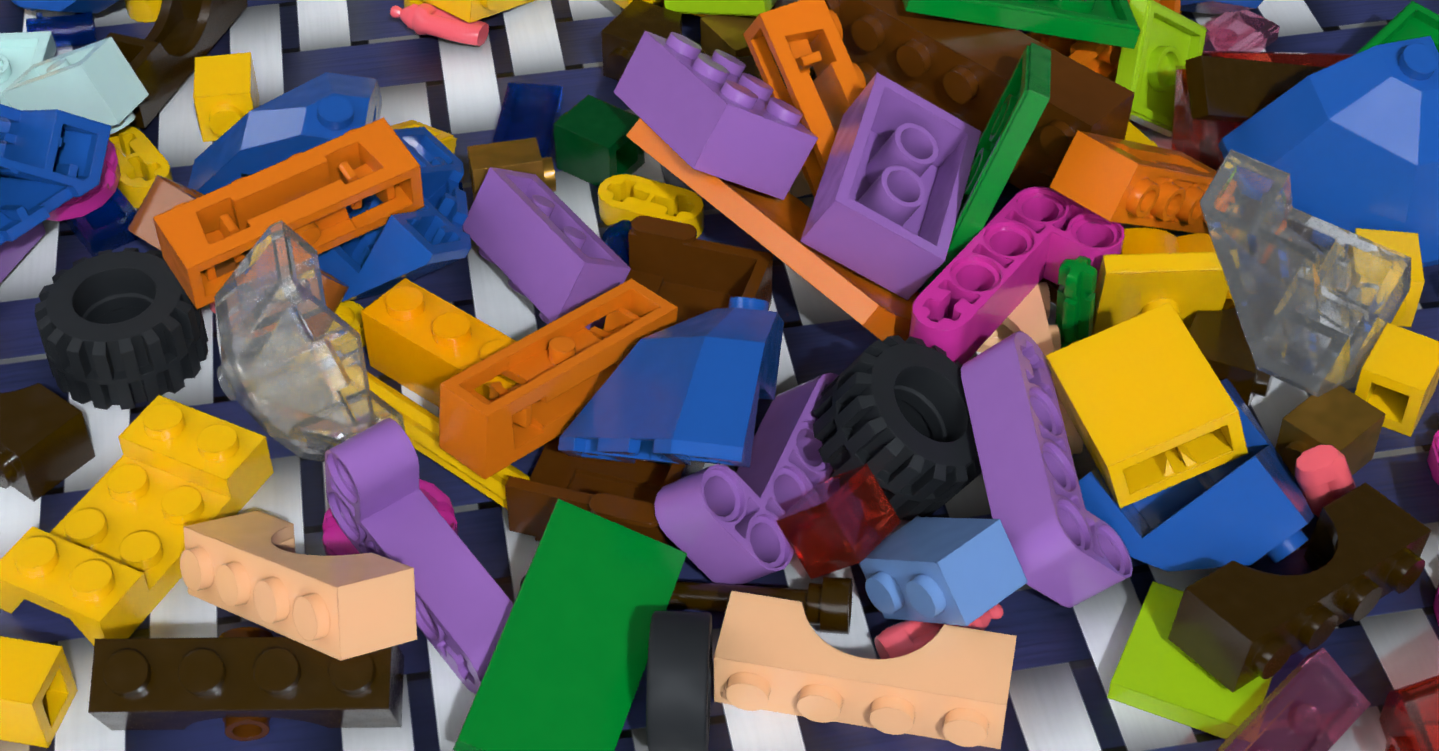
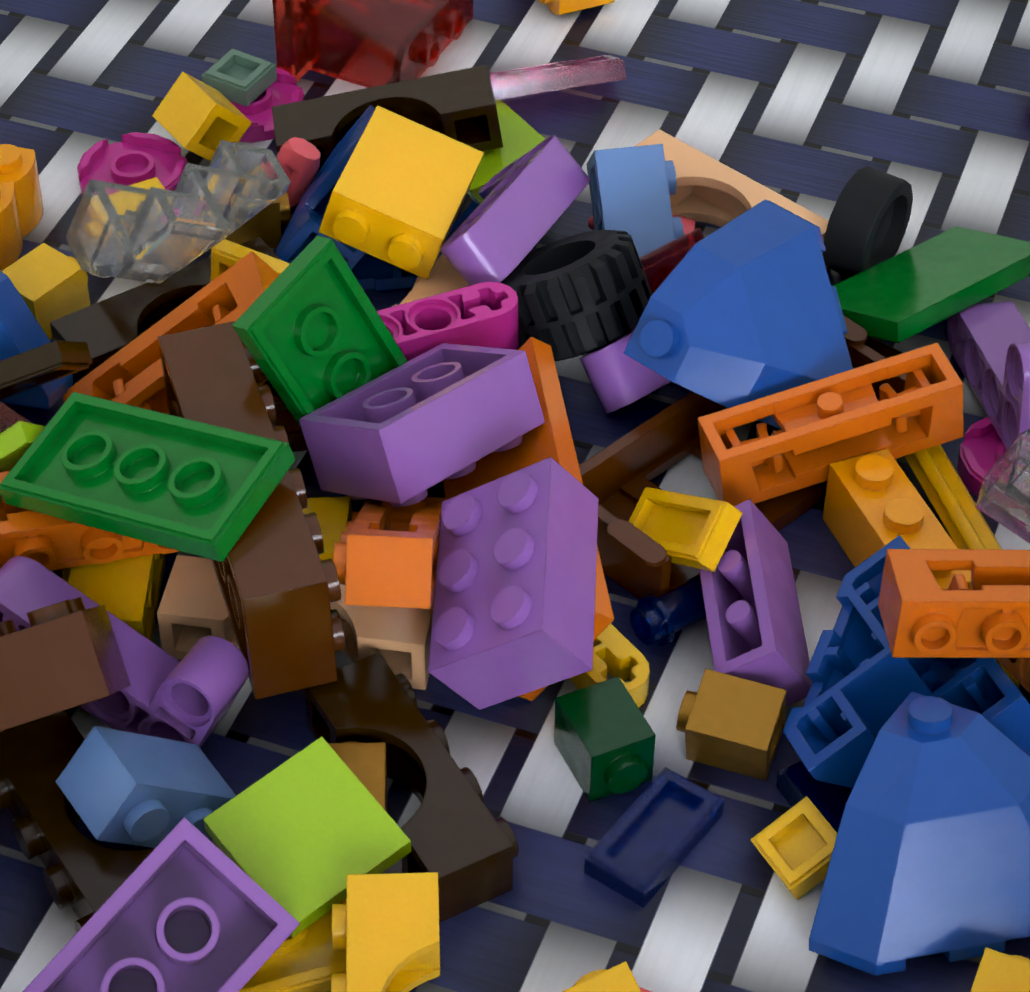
camera: 150 degrees left, 0 degrees up
(639, 257) = (687, 526): none -> yellow tile

